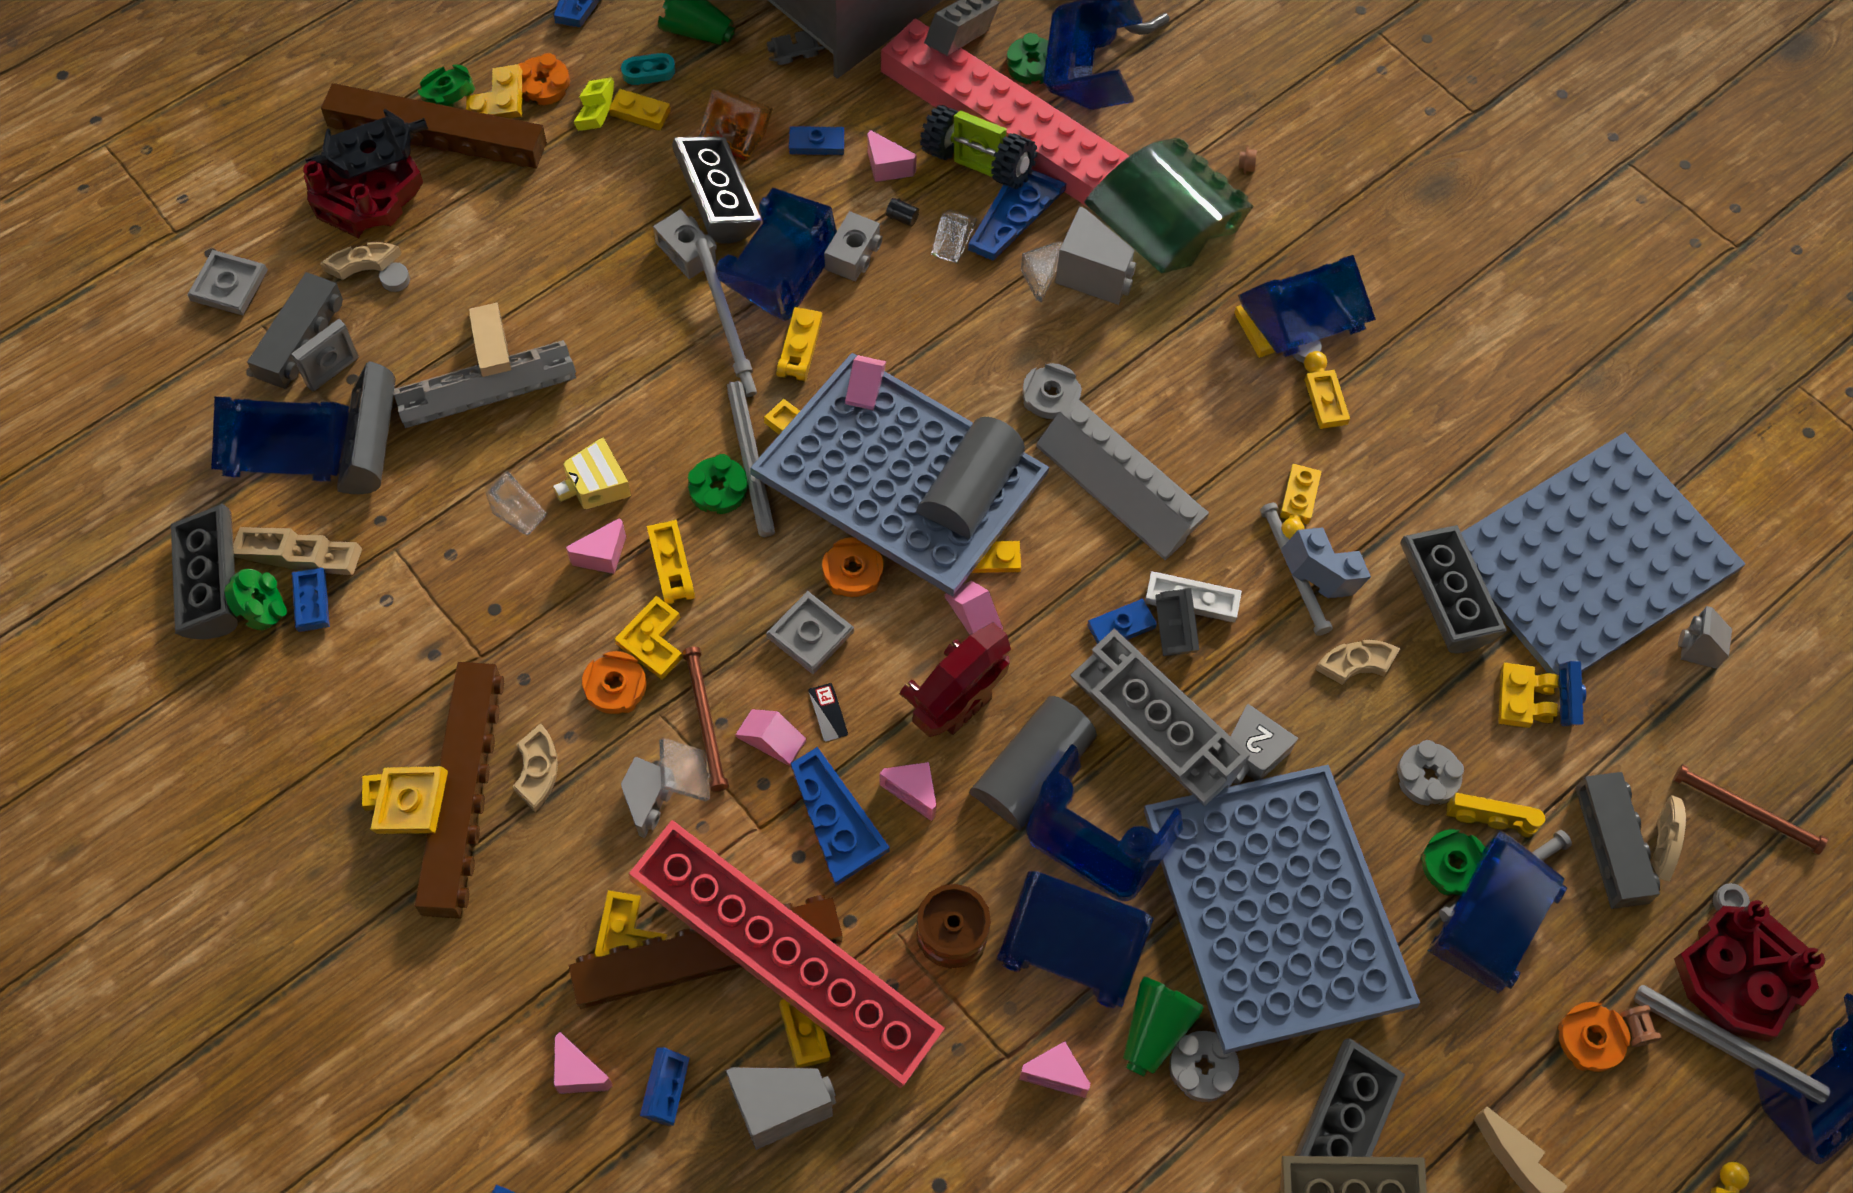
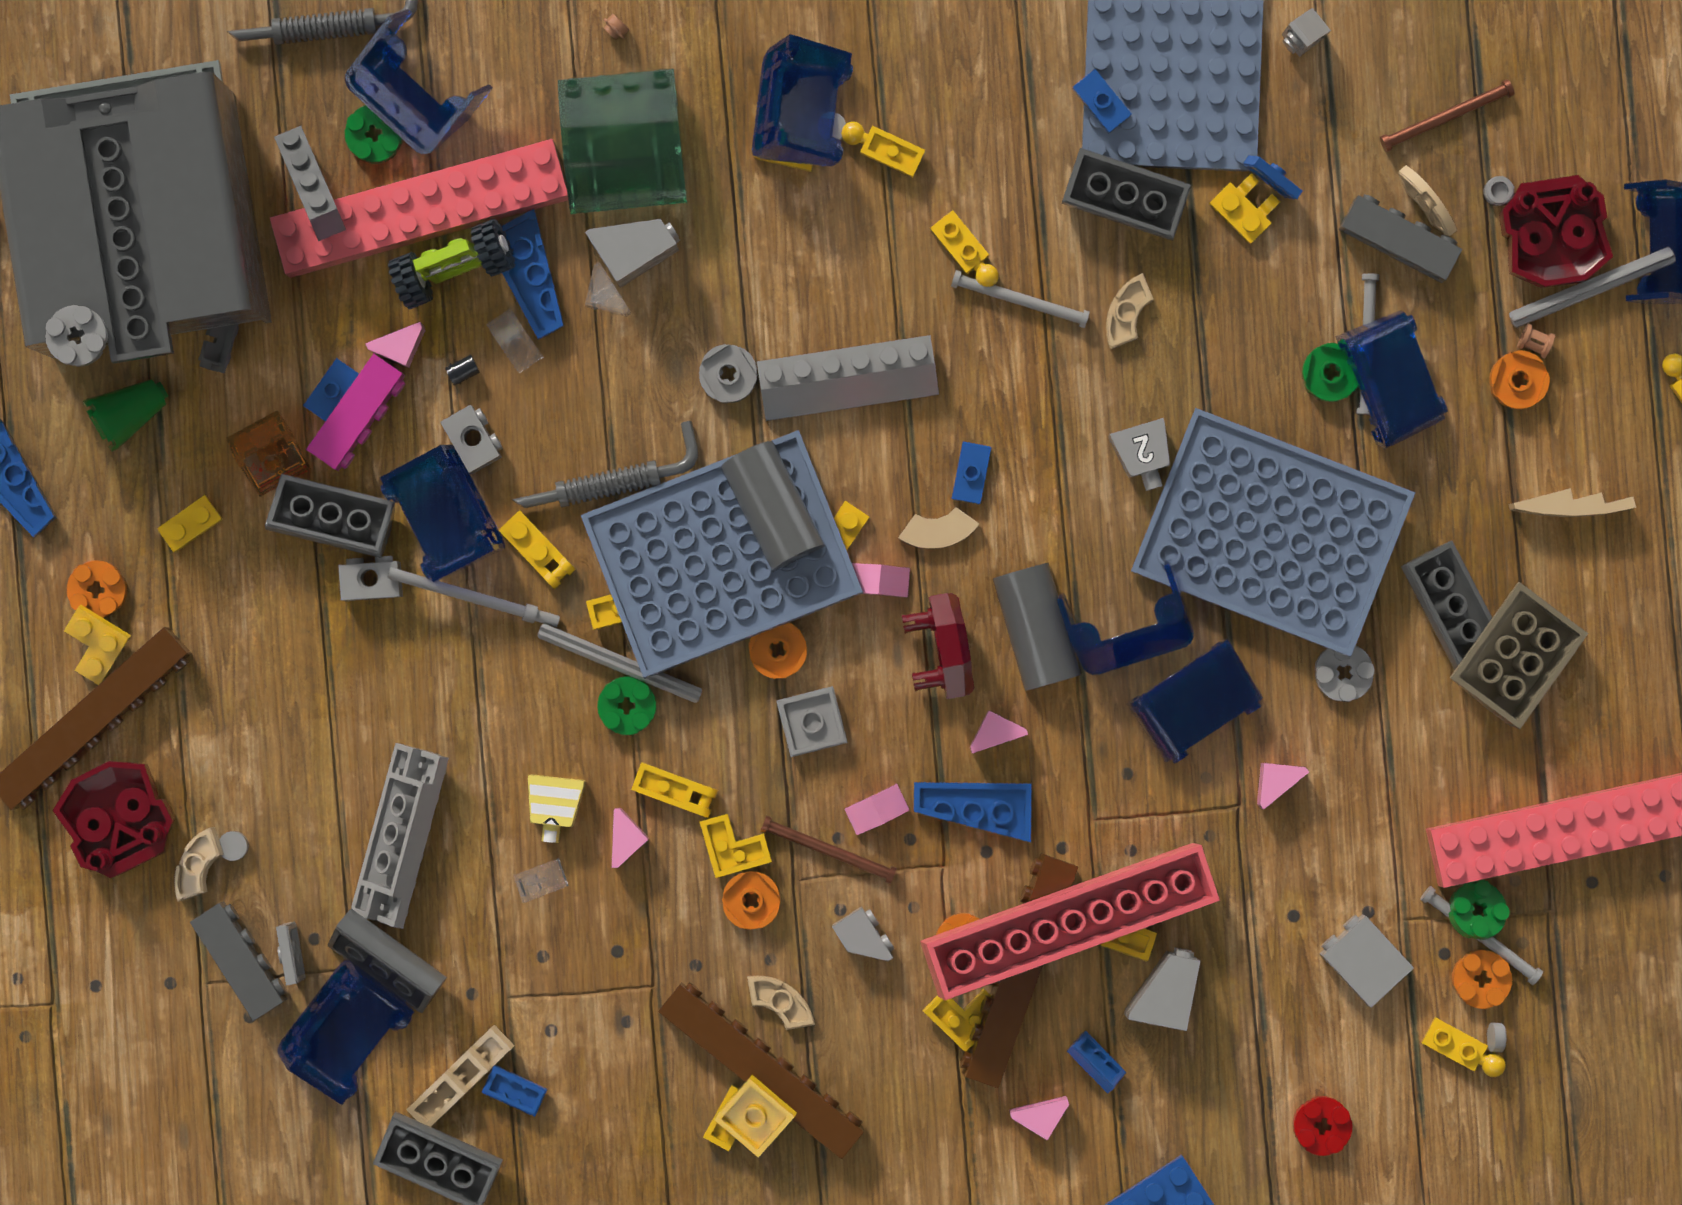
camera: 50 degrees left, 25 degrees up
(227, 282) = (145, 990): light grey plate -> none
(268, 603) = (504, 1126): green plate -> none
(388, 135) = (79, 817): black plate -> none
(446, 86) = (68, 683): green plate -> none
(489, 339) = (364, 808): tan slope -> none
(596, 101) = (162, 560): neon yellow slope -> none
(648, 69) = (149, 487): teal plate -> none
(684, 770) = (865, 895): clear piece -> none
(811, 157) = (356, 413): none -> dark pink brick
(828, 712) = (884, 751): sticker -> none
(865, 382) = (620, 525): bright pink slope -> none
(900, 364) = (616, 481): none -> dark grey piece
(953, 906) = (1142, 776): reddish brown wheel -> none
(1052, 631) = (938, 532): none -> tan tile
(1157, 1025) = (1296, 686): green cone -> none
(1160, 717) = (1073, 511): light grey slope -> none
(1177, 622) = (1005, 434): dark grey hinge -> none
(1208, 599) = (988, 400): white plate -> none
(1313, 559) = (1028, 286): sand blue brick -> none
(1442, 761) = (1245, 348): light grey plate -> none
(1495, 813) = (1320, 313): yellow plate -> none
(1507, 519) = (1101, 101): none -> blue plate

